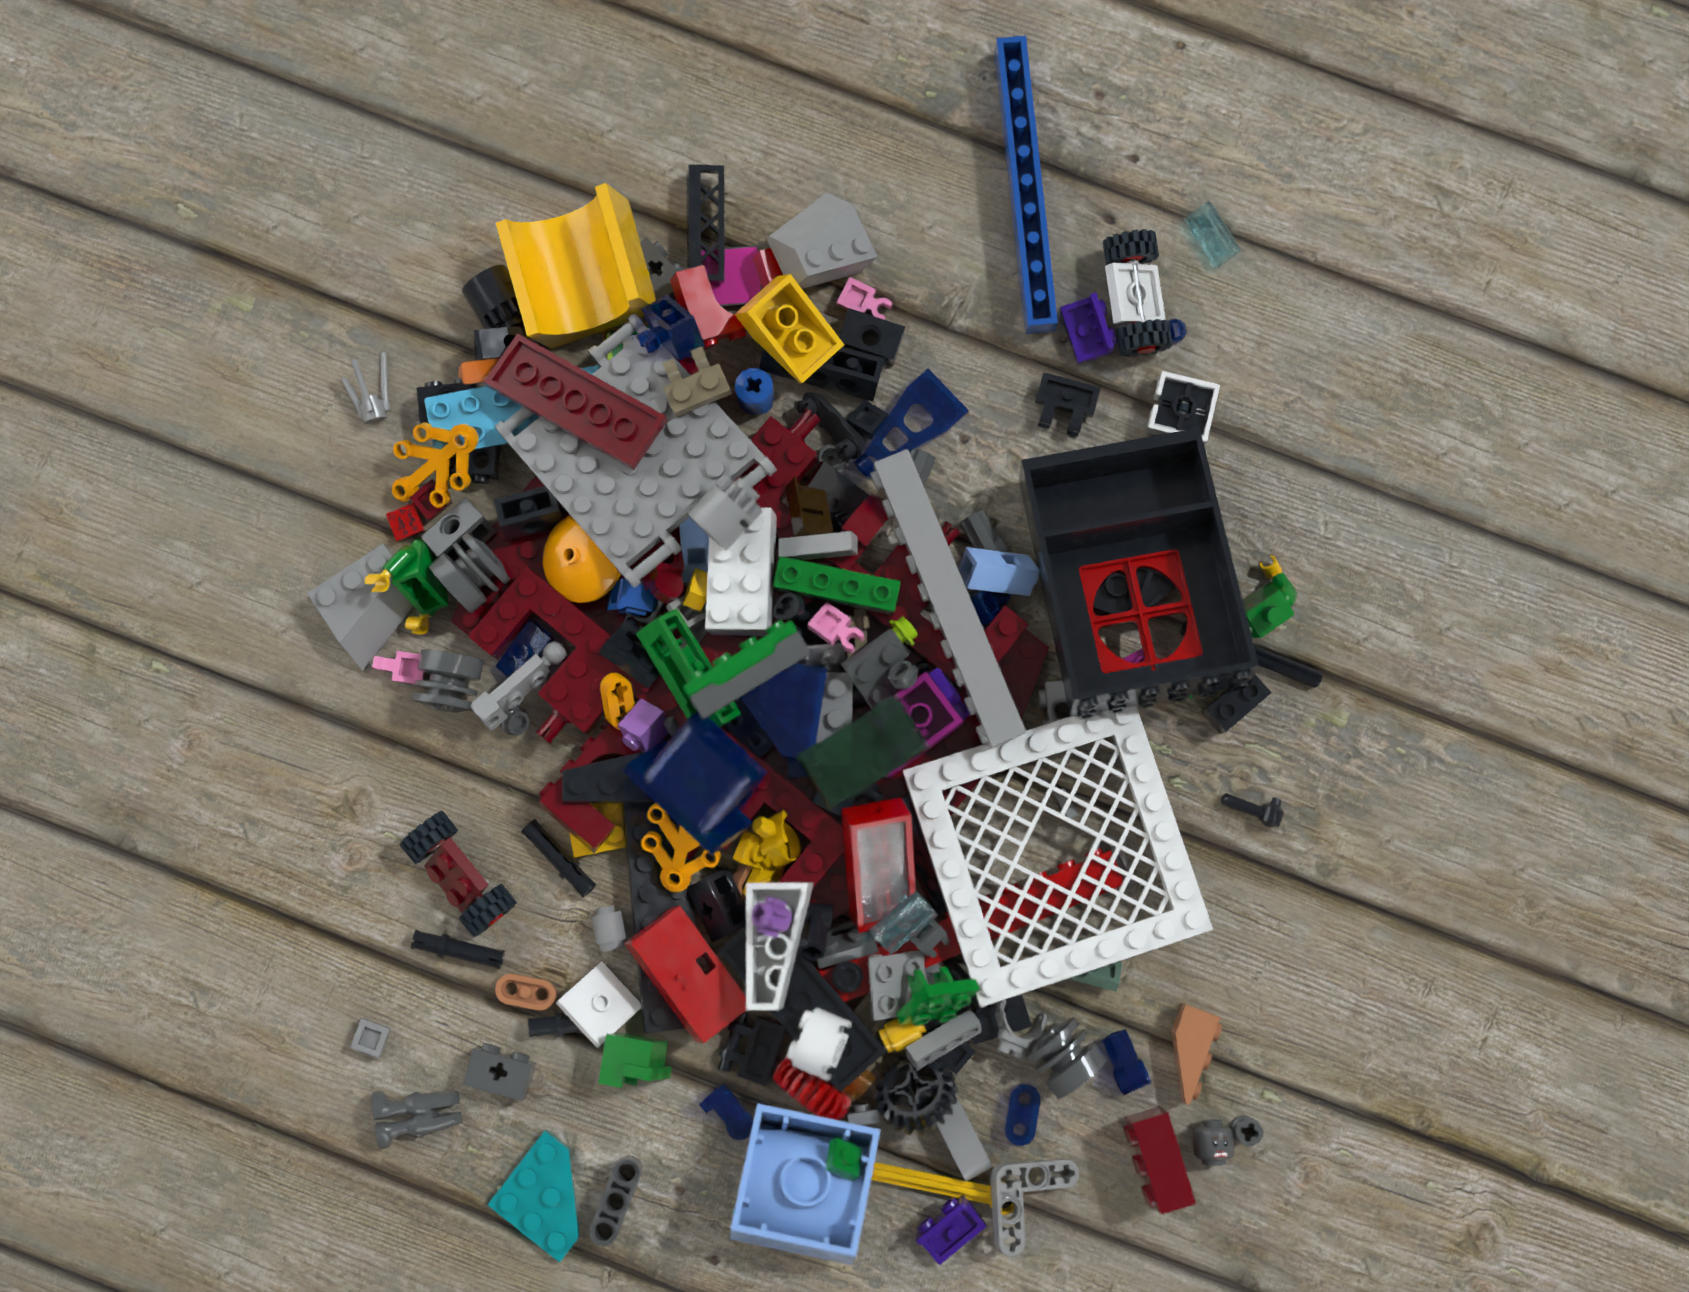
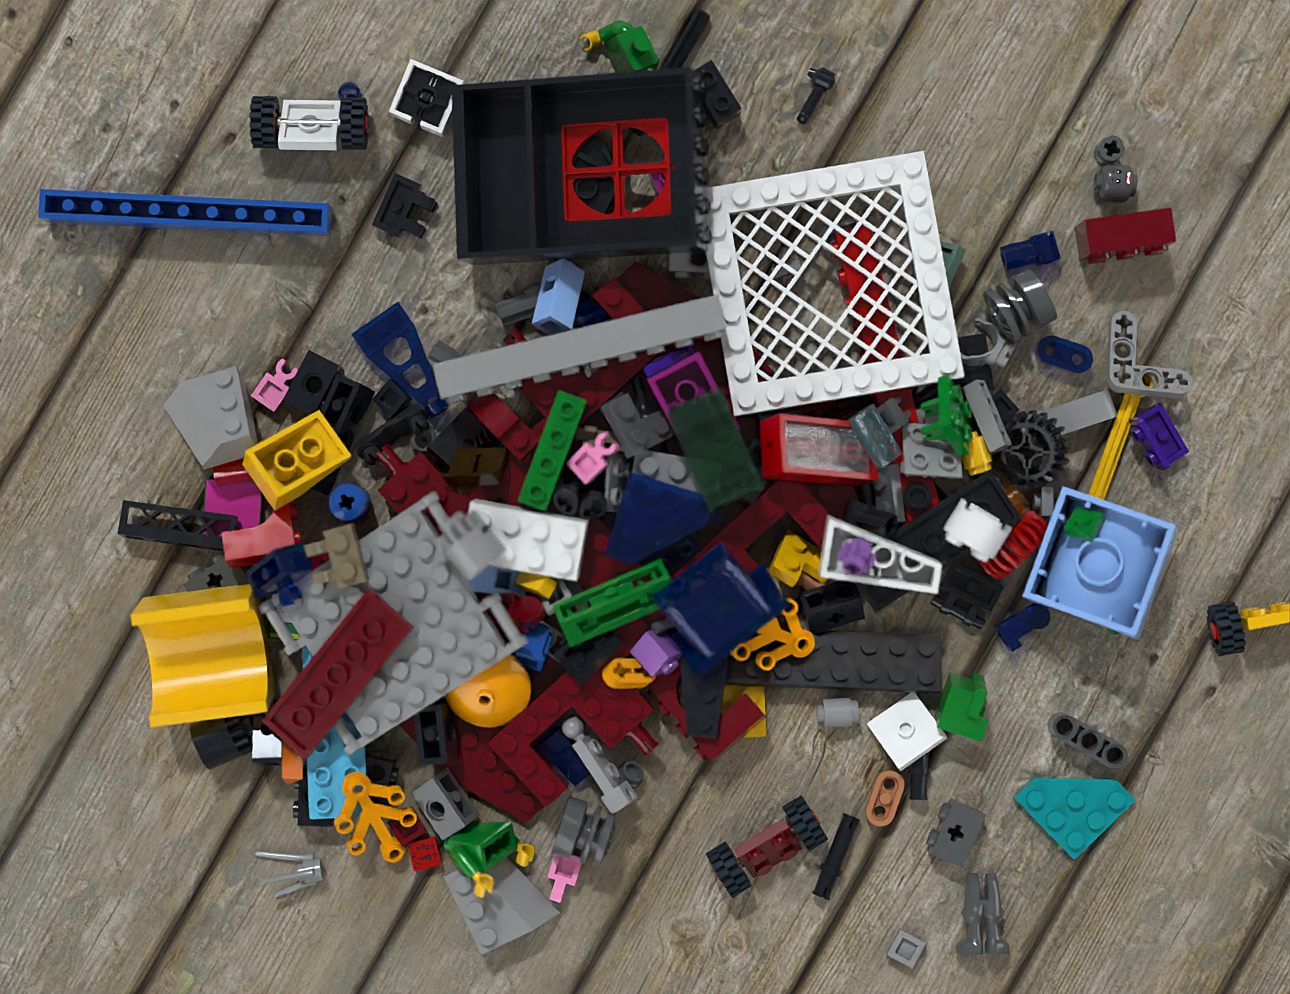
camera: 80 degrees left, 5 degrees up
(469, 572) = (485, 797): dark grey wheel -> none
(553, 852) = (765, 750): black pin -> none
(687, 974) = (892, 644): red brick -> none
(745, 670) = (623, 547): piece -> none
(776, 833) = (776, 542): yellow piece -> none
(819, 546) = (512, 463): light grey piece -> none
(903, 675) = (647, 401): dark grey plate -> none
(904, 630) = (604, 394): lime plate -> none
(1088, 329) = (336, 175): dark purple bracket -> none
(1191, 1040) = (1020, 187): nougat slope -> none
(1212, 234) = (262, 42): clear light blue plate -> none

